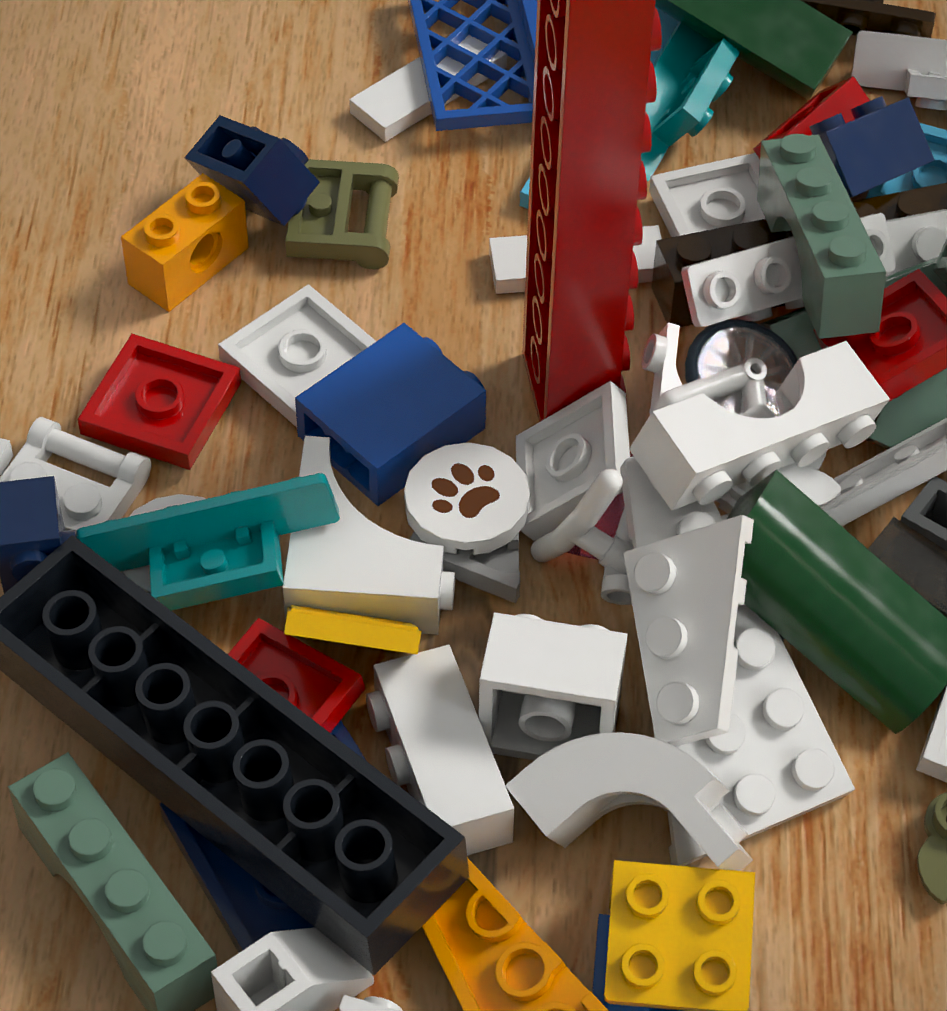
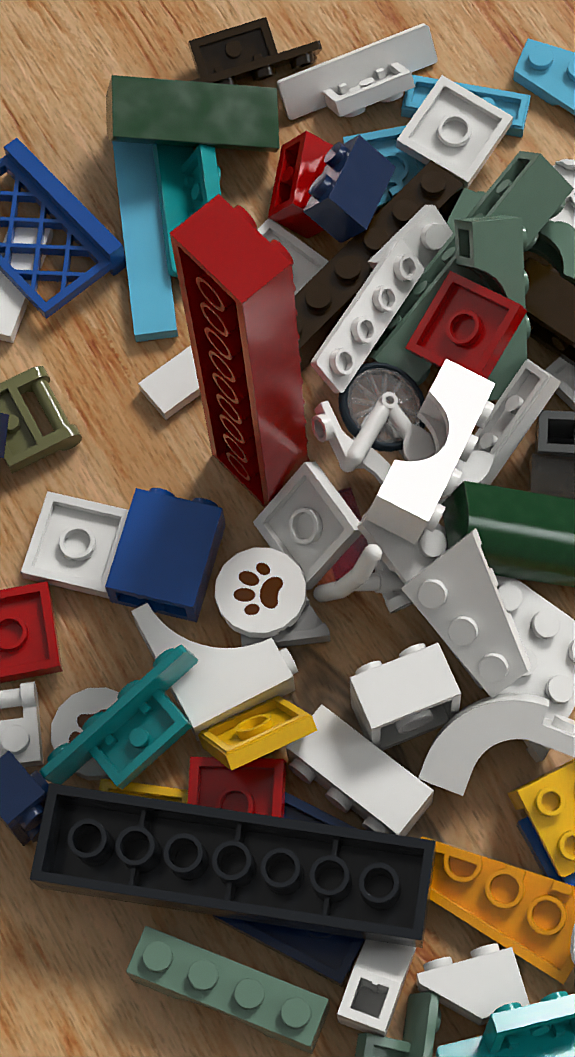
camera: 25 degrees left, 15 degrees up
(836, 257) = (405, 302): sand green arch -> none

